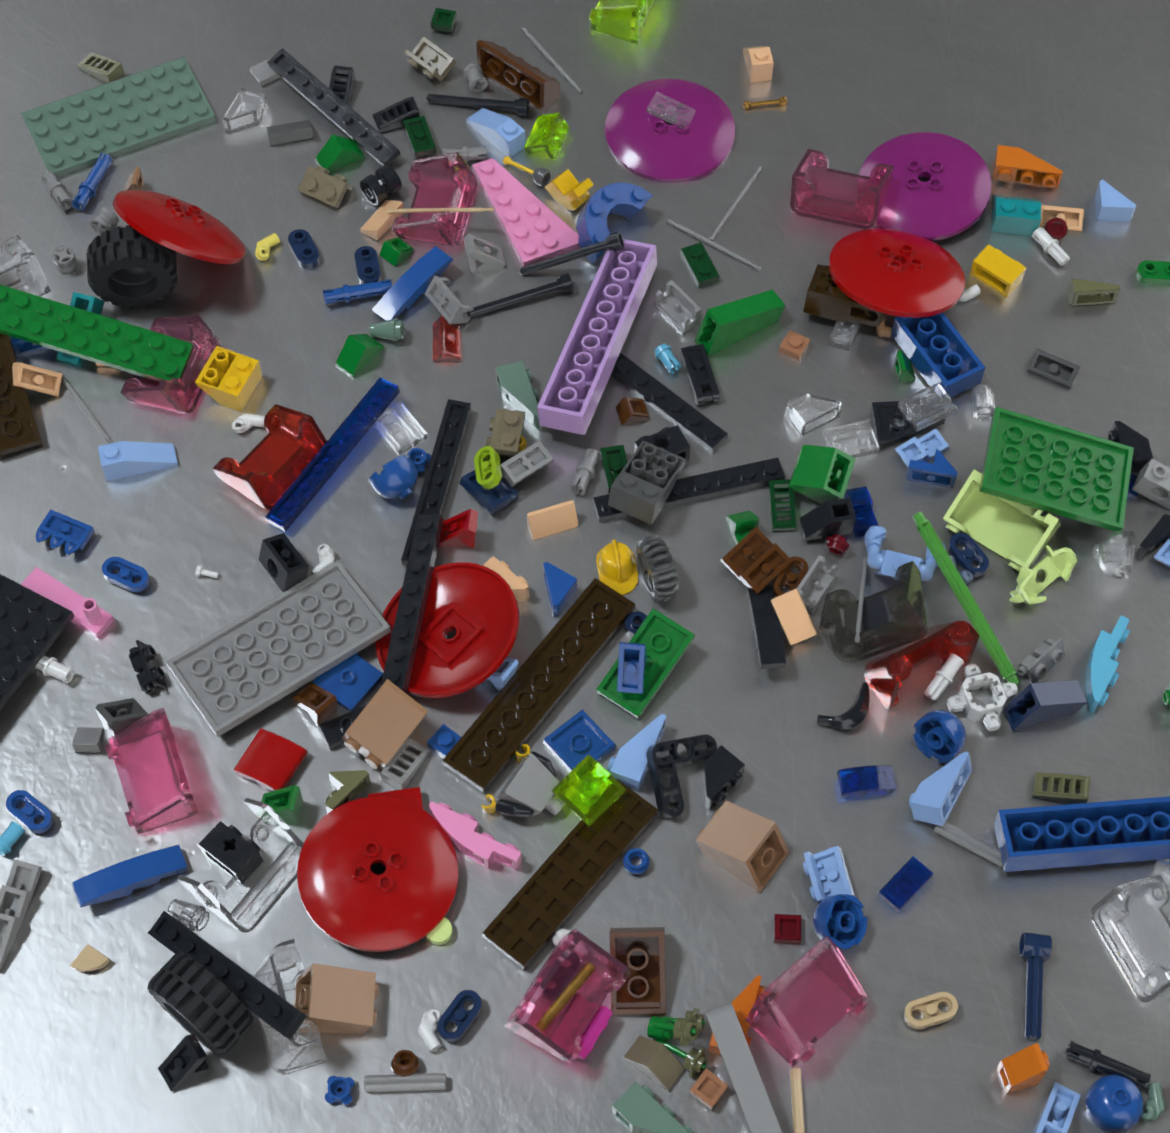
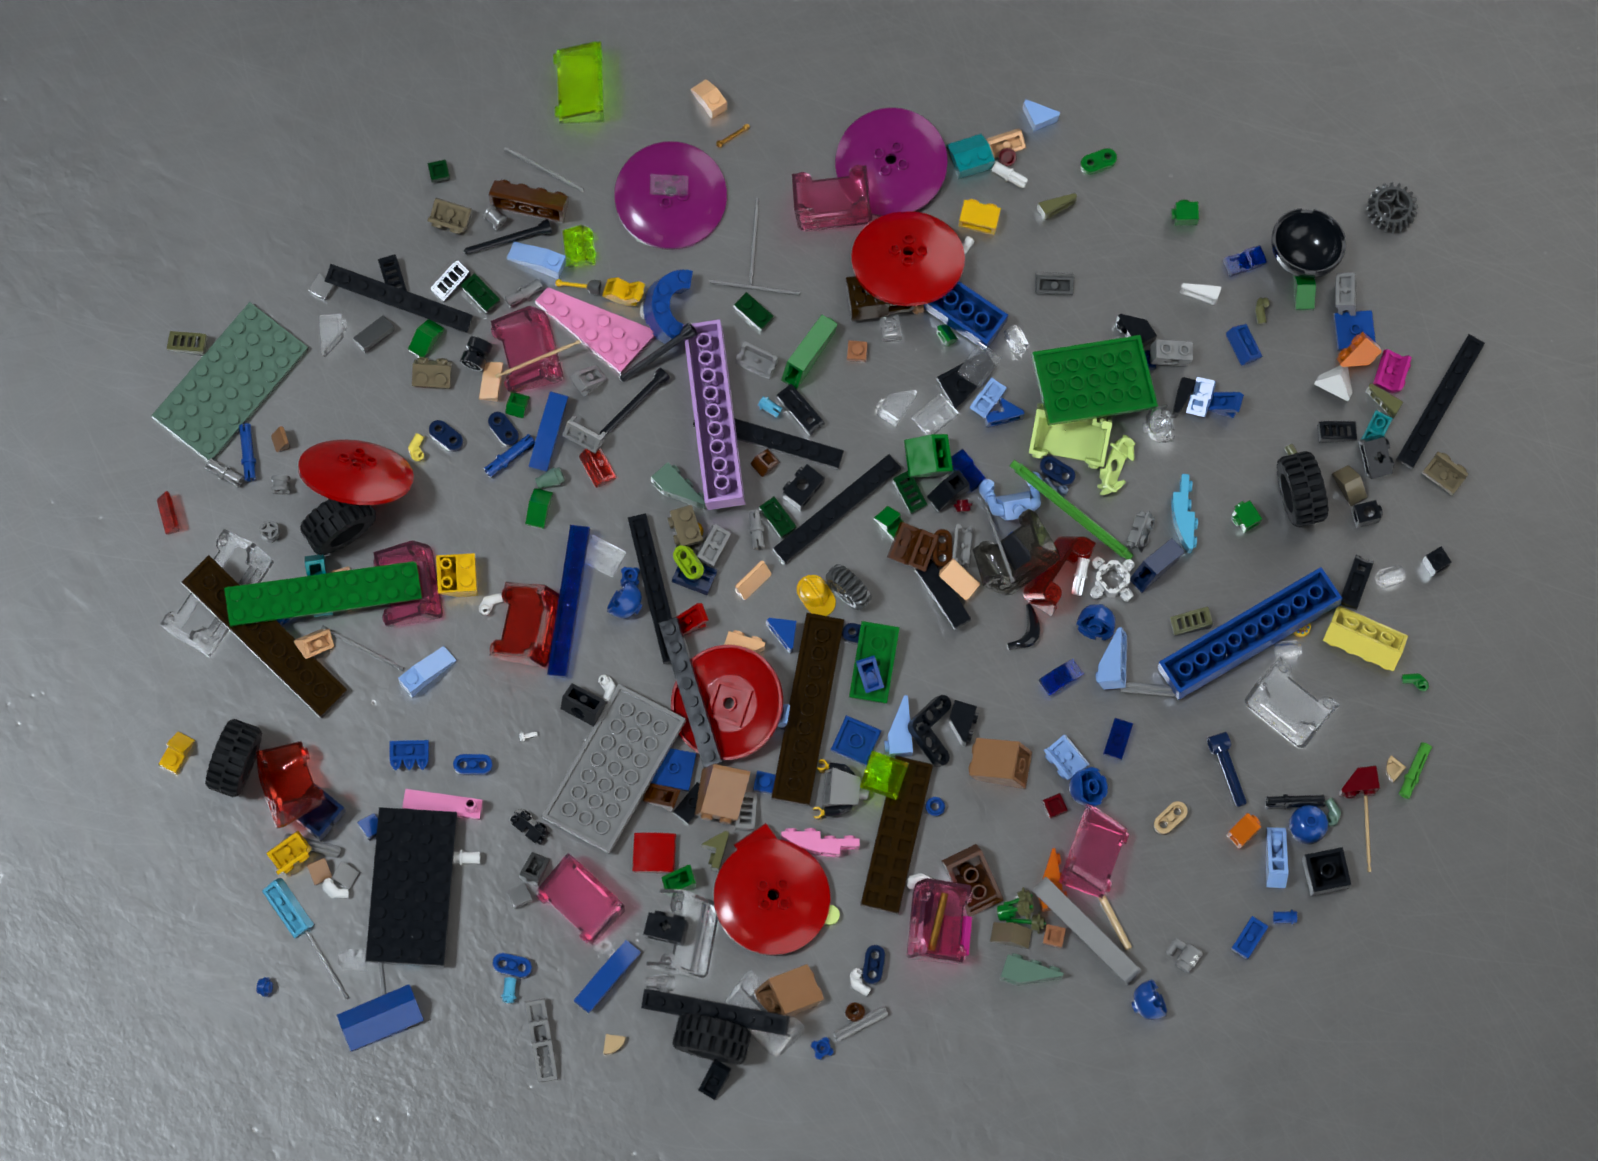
camera: 30 degrees left, 15 degrees up
(646, 482) = (808, 521): dark grey slope -> none
(1020, 166) = (957, 110): orange slope -> none

